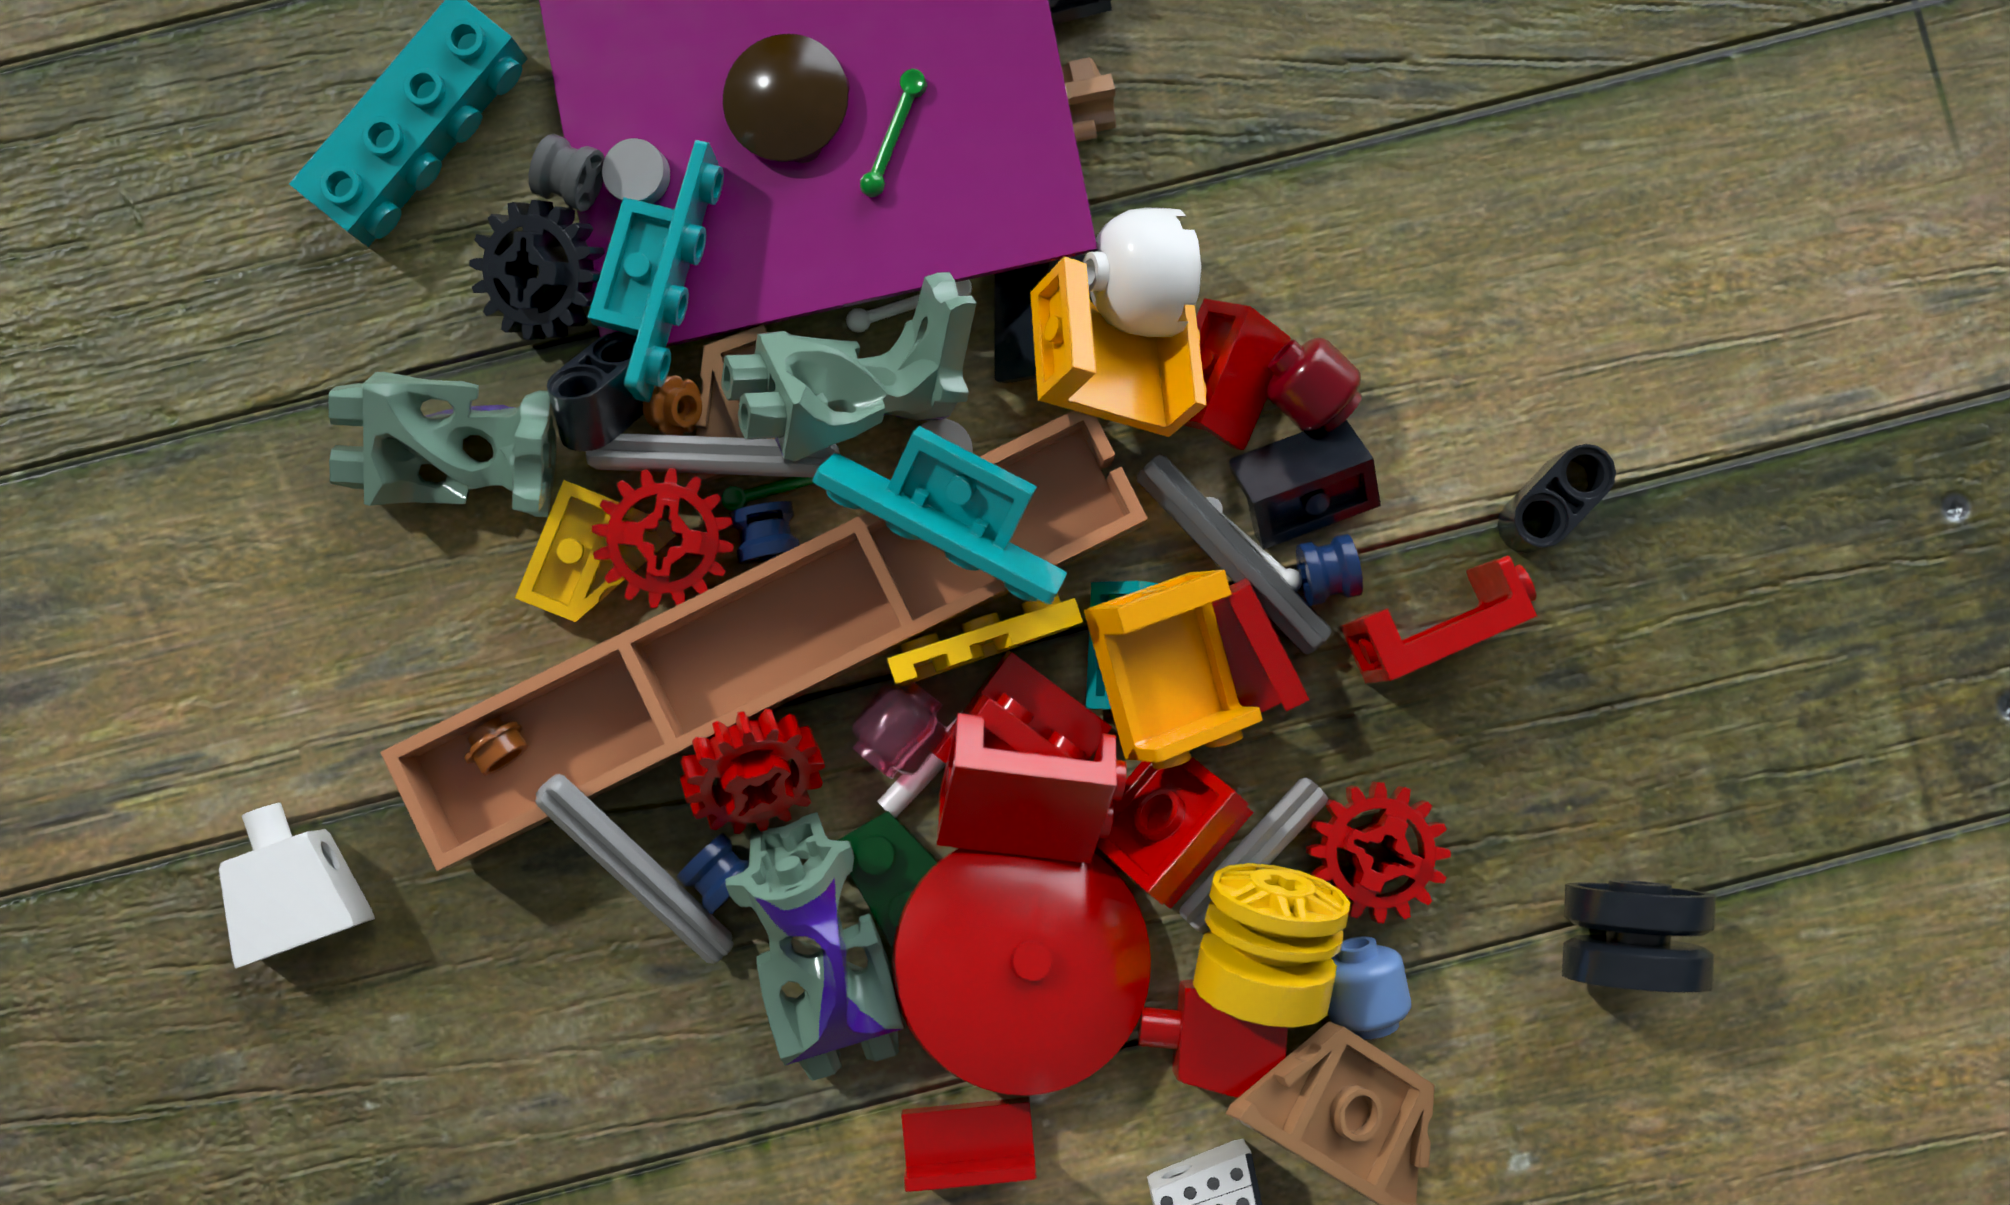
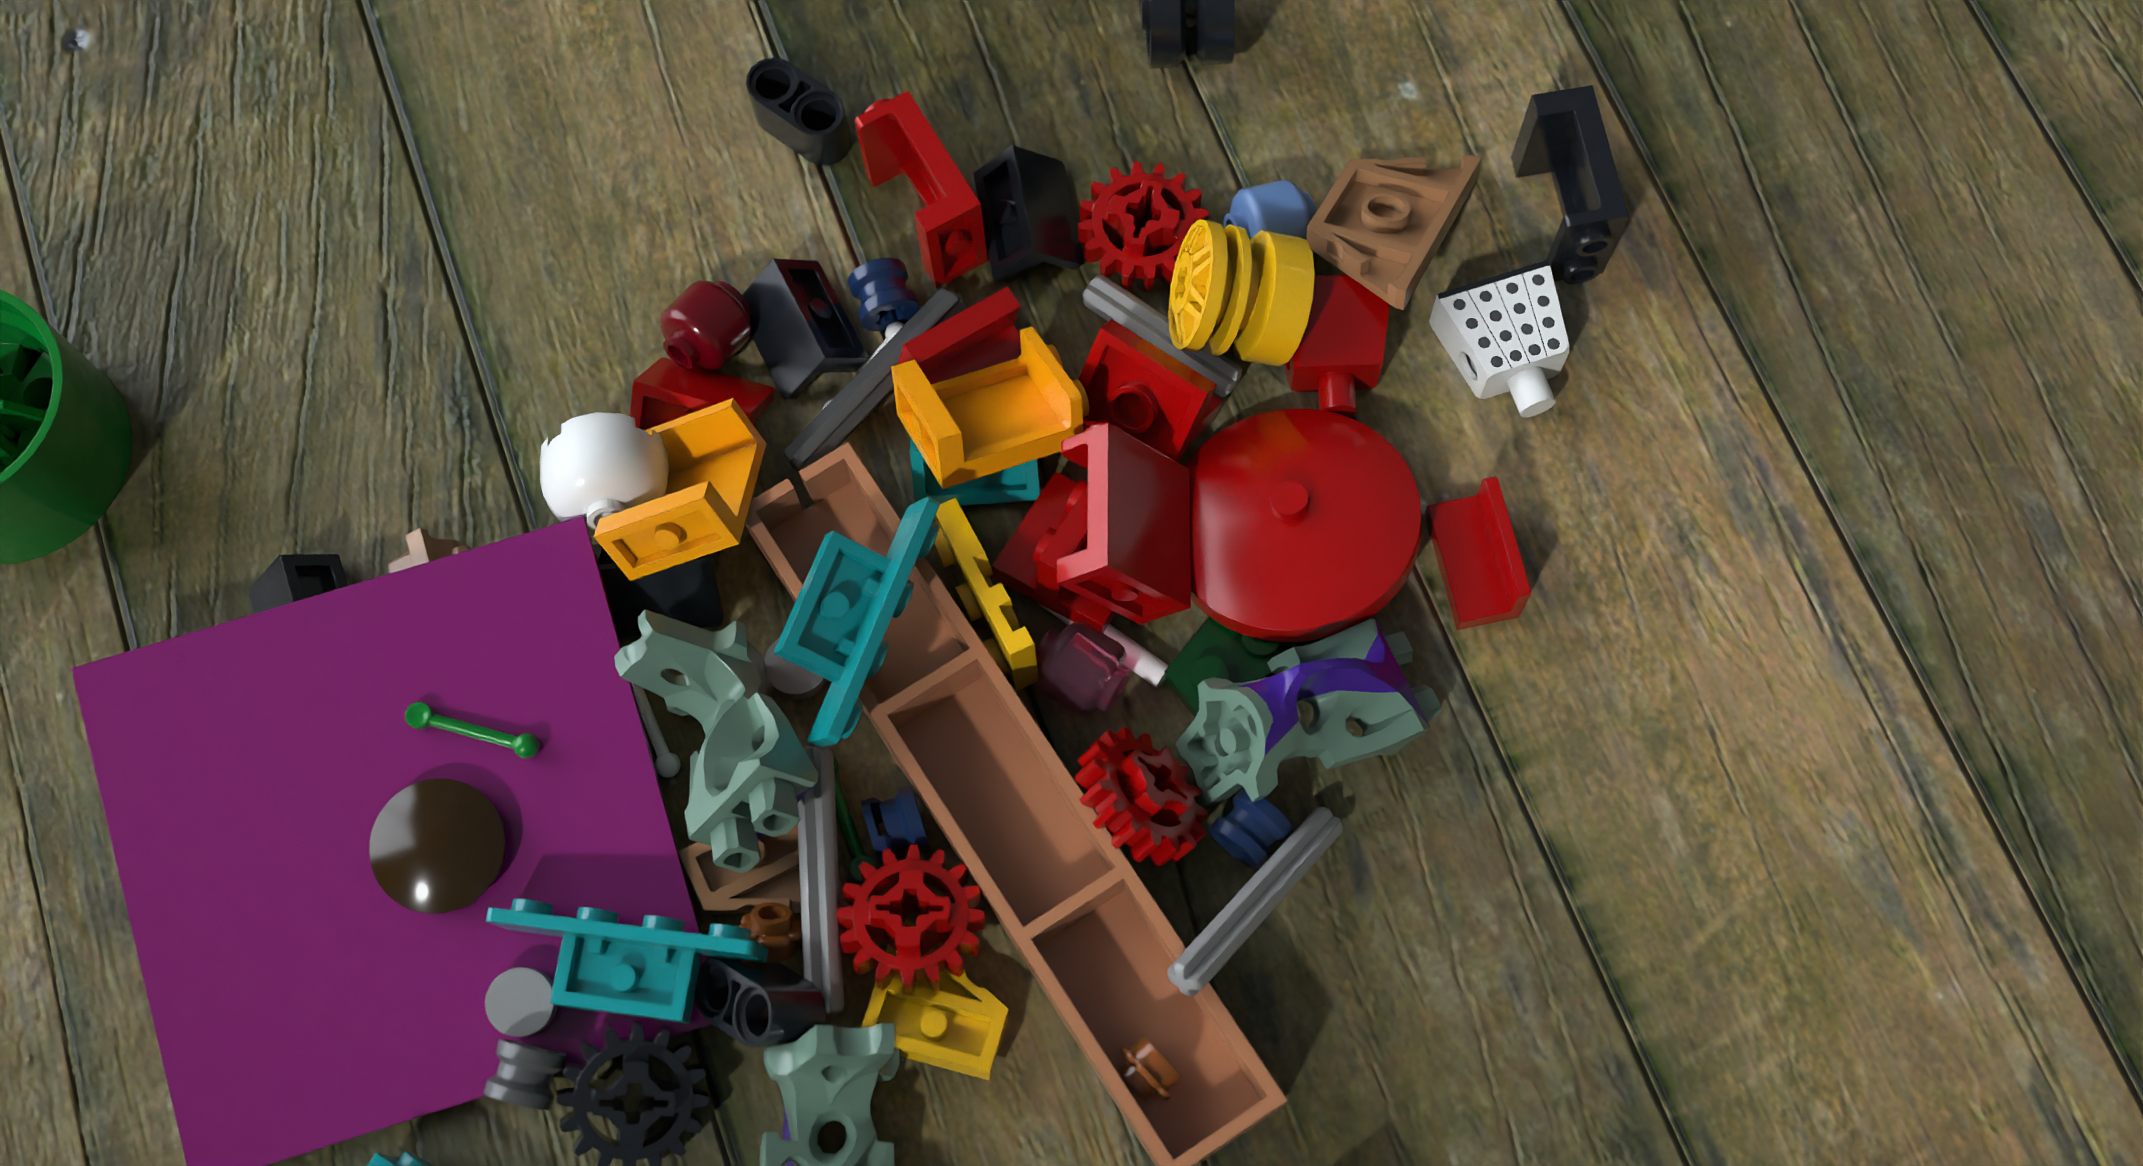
camera: 90 degrees left, 15 degrees down
(1409, 731) = (1027, 213): none -> black panel

